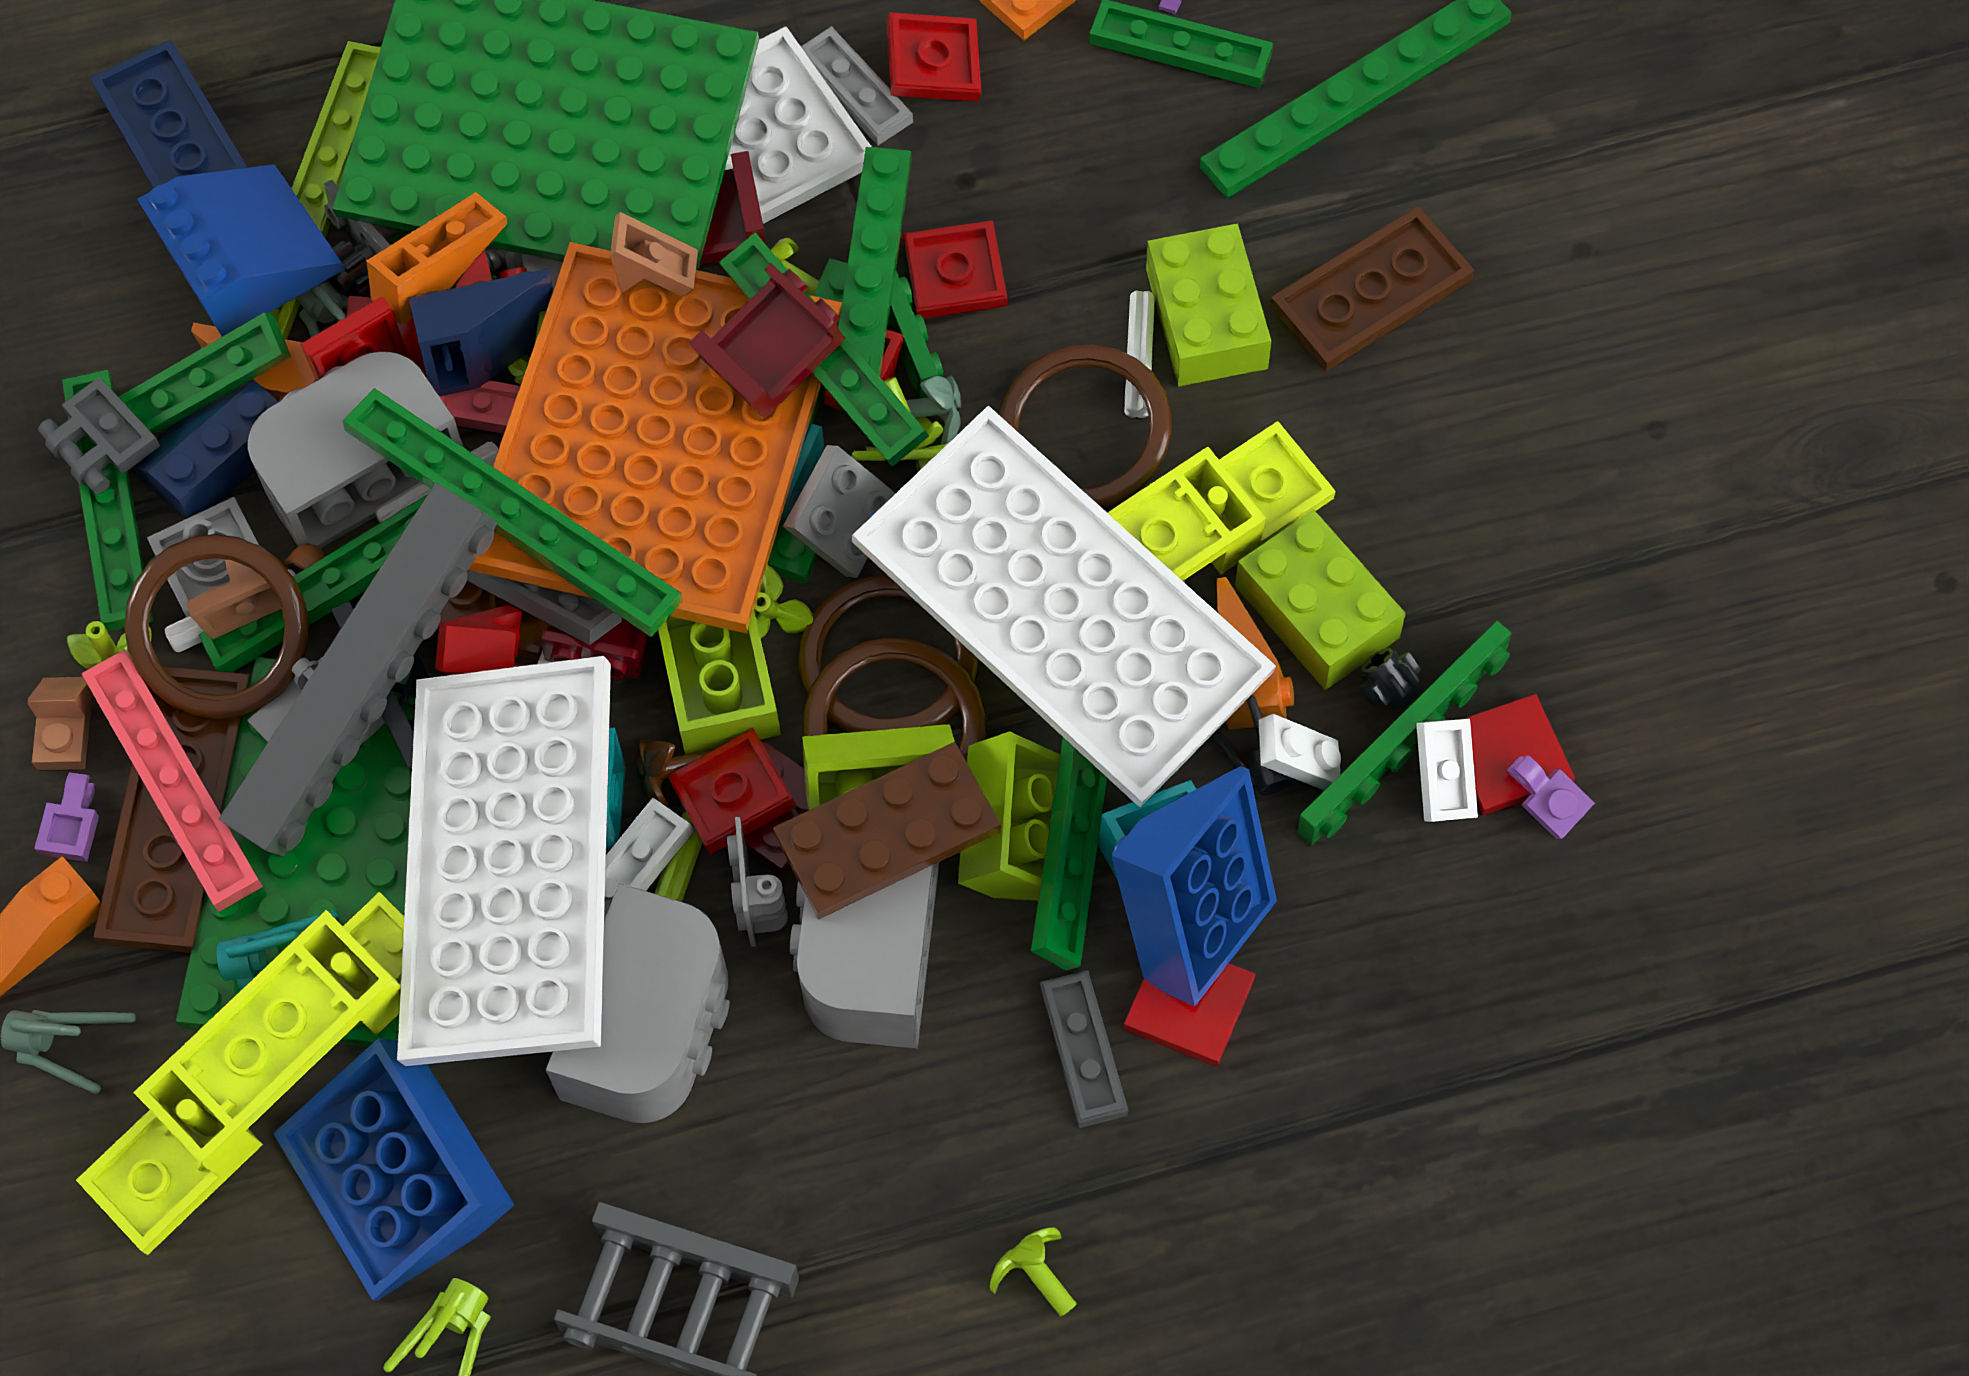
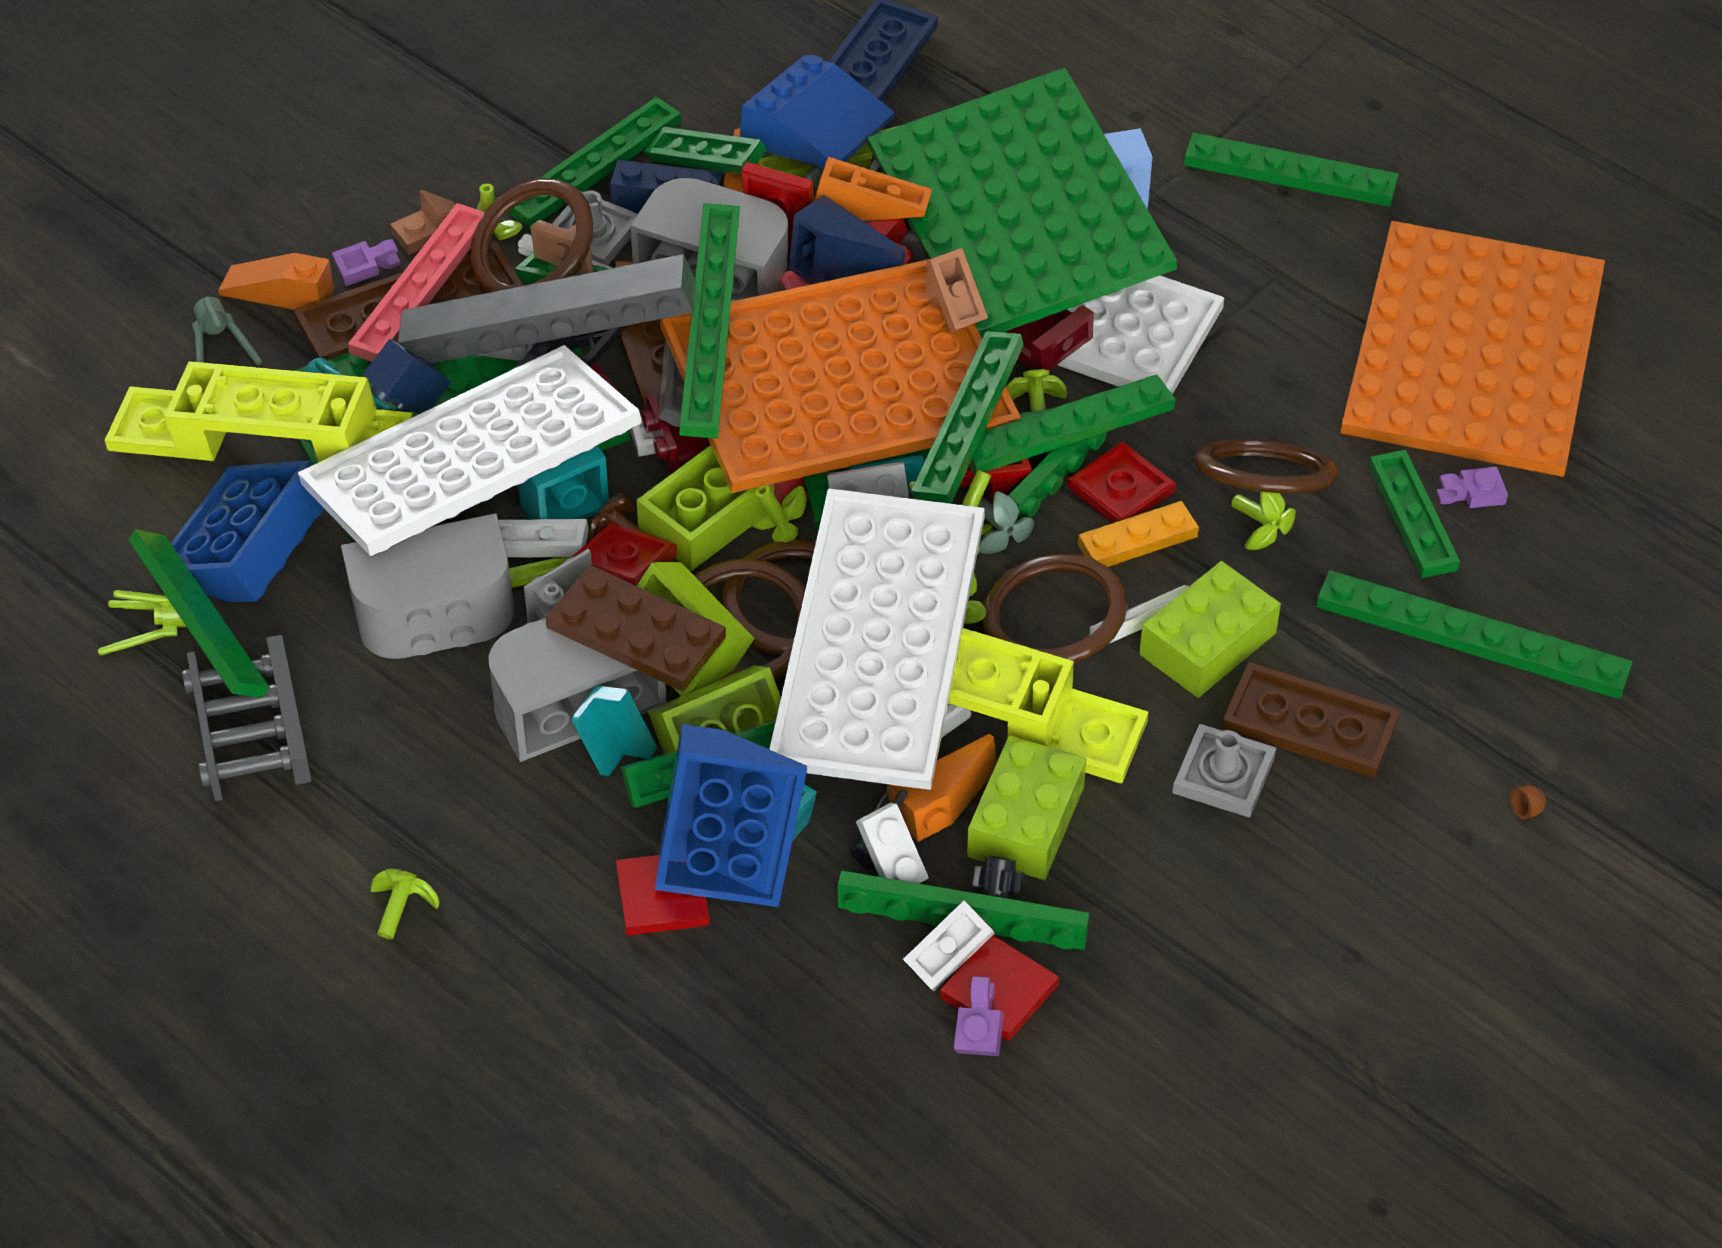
camera: 55 degrees right, 15 degrees down
(109, 425) = (636, 129): dark grey plate -> none
(335, 871) = (405, 379): none -> dark blue brick
(479, 641) = (621, 366): red slope -> none
(506, 1277) = (198, 614): none -> green tile
(771, 342) = (941, 384): dark red panel -> none
(857, 86) = (1217, 361): light grey tile -> none
(933, 57) = (1275, 387): red tile -> none
(965, 921) = (612, 728): none -> teal panel
(1032, 295) = (1139, 535): none -> light orange plate
(1068, 161) = (1324, 477): none -> reddish brown wedge
(1083, 1049) = (582, 850): dark grey tile -> none
(1105, 166) = (1269, 514): none -> lime plant
(1383, 400) = (1224, 770): none -> light grey plate
(1588, 183) = (1527, 801): none -> dark orange hinge

